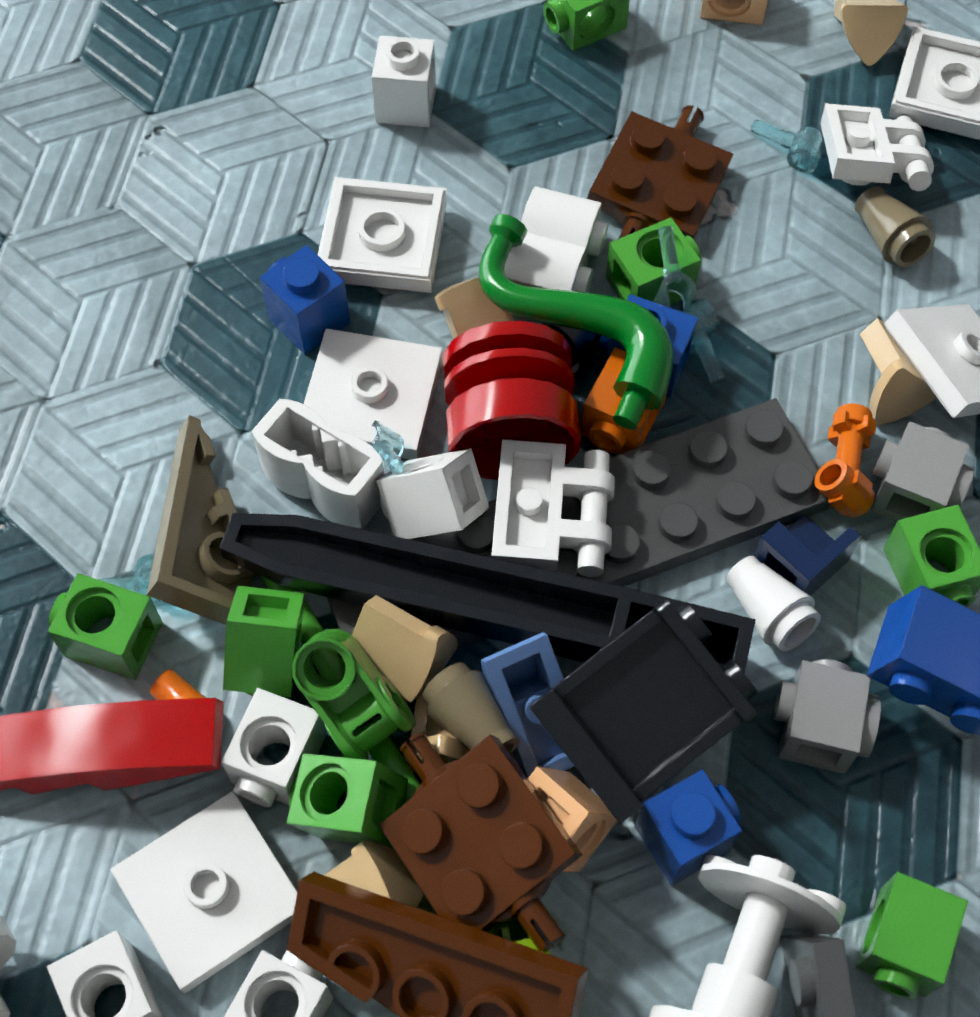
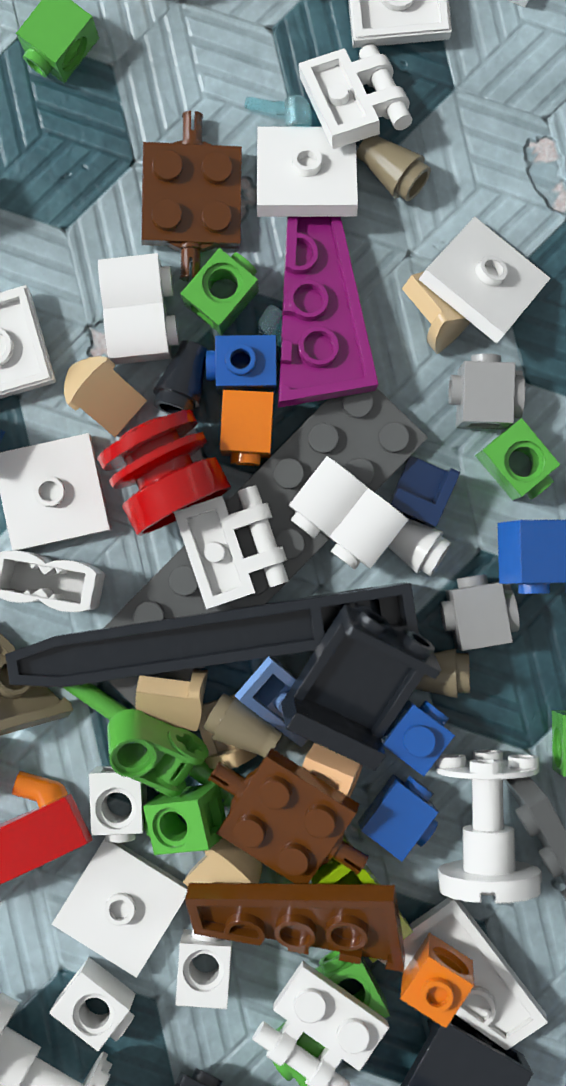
camera: 25 degrees left, 25 degrees up
(262, 640) = (74, 734): bright green brick -> none
(389, 447) = (87, 547): clear light blue hand -> none
(433, 495) = (141, 572): white brick -> none
(626, 925) = (400, 816): none -> blue brick
(646, 341) = (250, 389): green animal -> none
(673, 278) = (239, 302): clear light blue hand -> none
(706, 522) = (347, 514): none -> white brick
(749, 769) = (453, 677): none -> dark tan cone
(757, 330) = (323, 324): none -> magenta wing
(792, 196) = (304, 174): none -> white plate
(841, 478) = (429, 424): orange bar -> none

